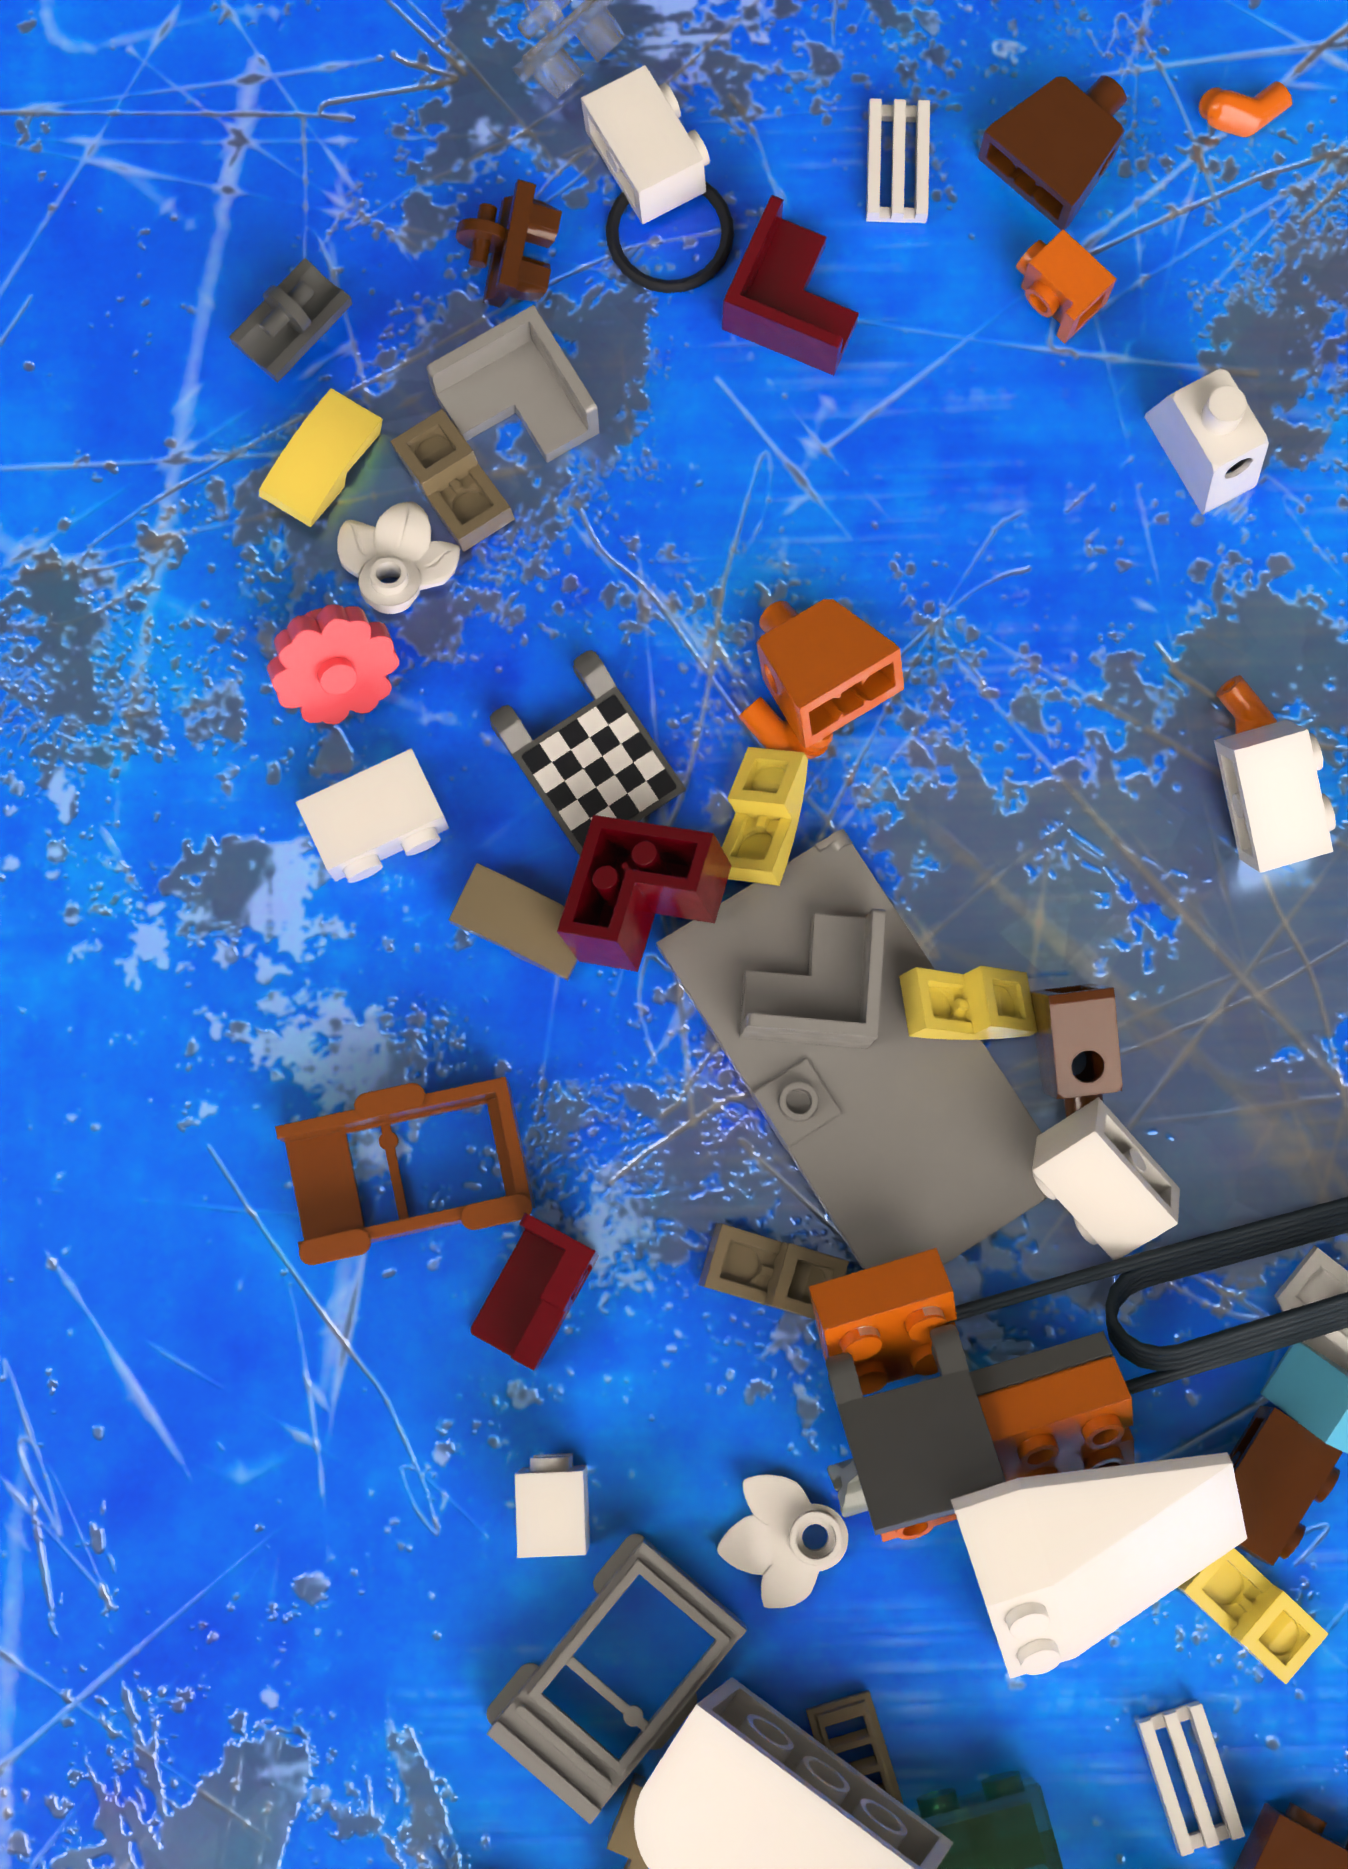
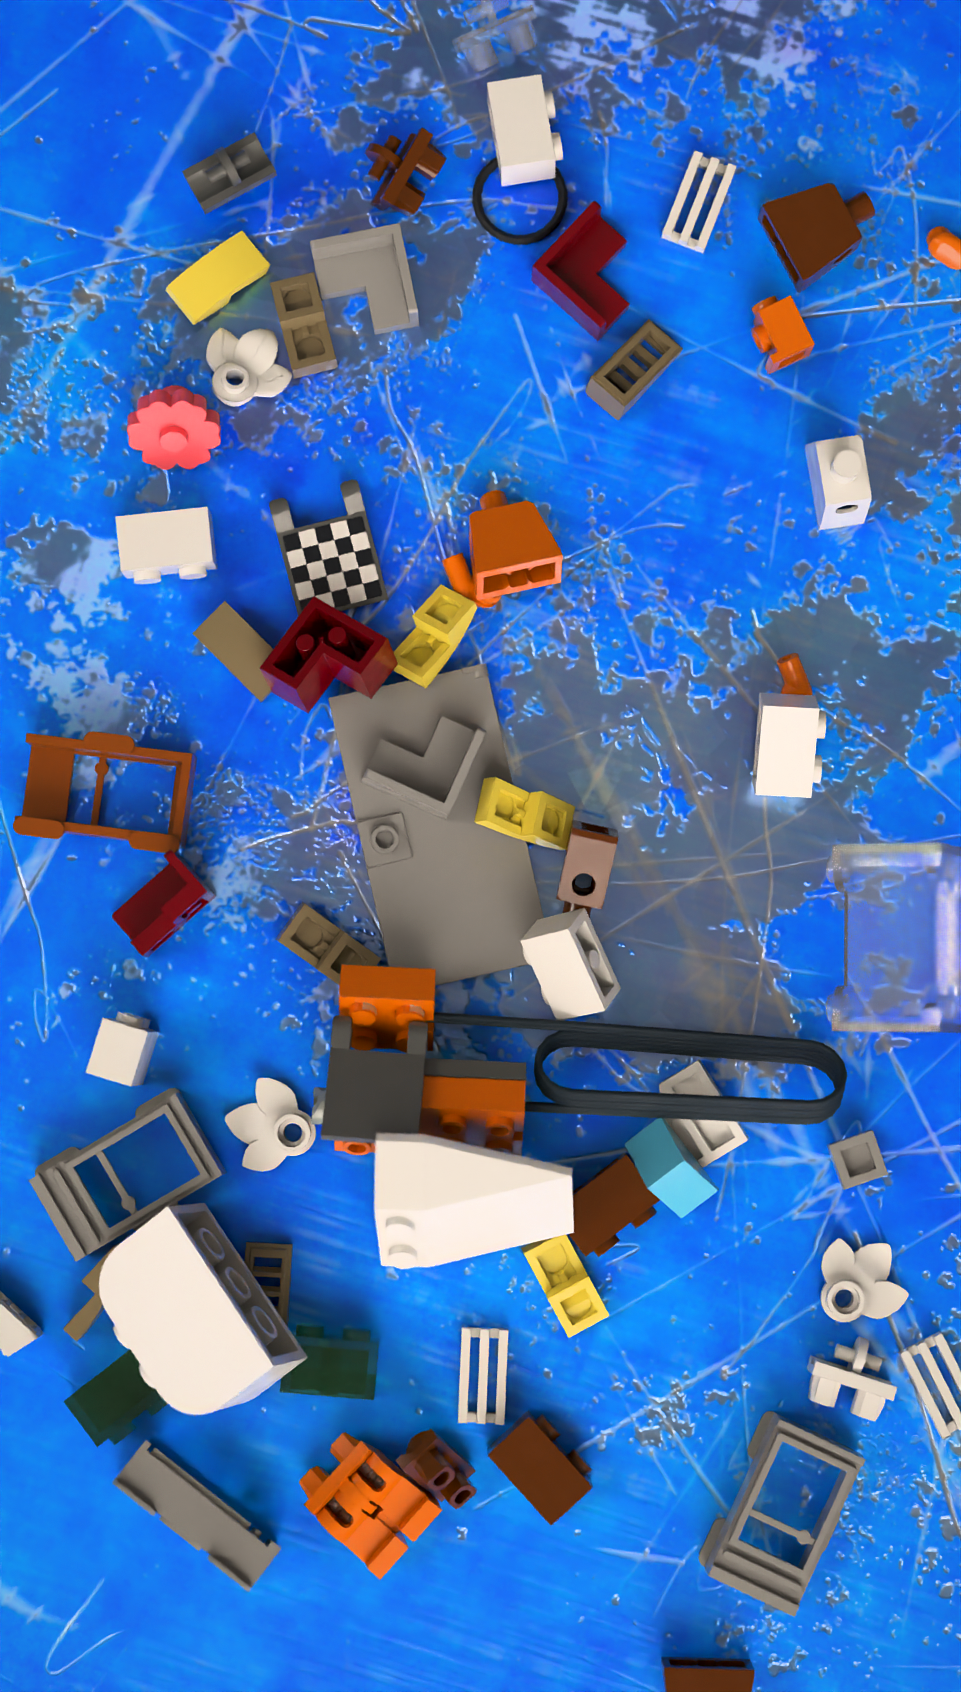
camera: 20 degrees right, 5 degrees up
(879, 429) = (616, 393): none -> dark tan slope

